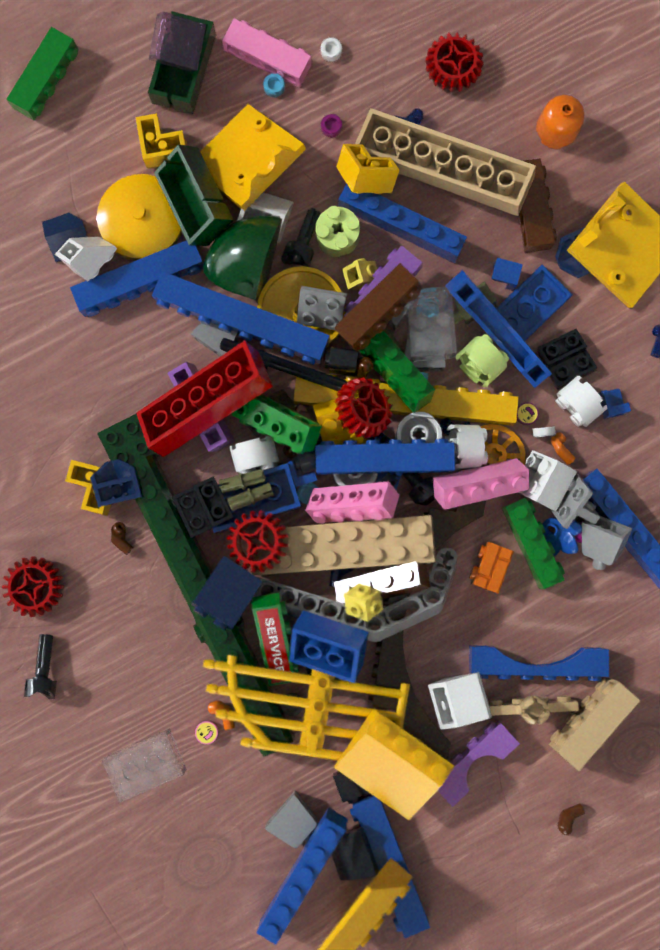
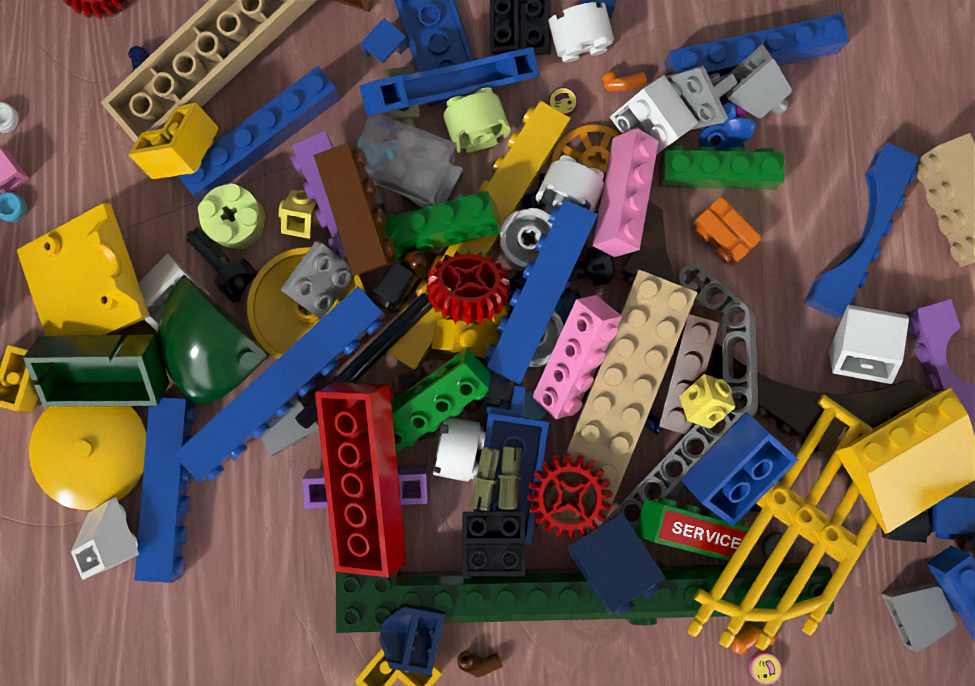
camera: 70 degrees left, 0 degrees up
(60, 229) = (54, 556): dark blue slope -> none
(331, 125) = (96, 162): magenta tile -> none
(533, 708) = (917, 262): tan plate -> none
(544, 431) = (594, 92): white tile -> none

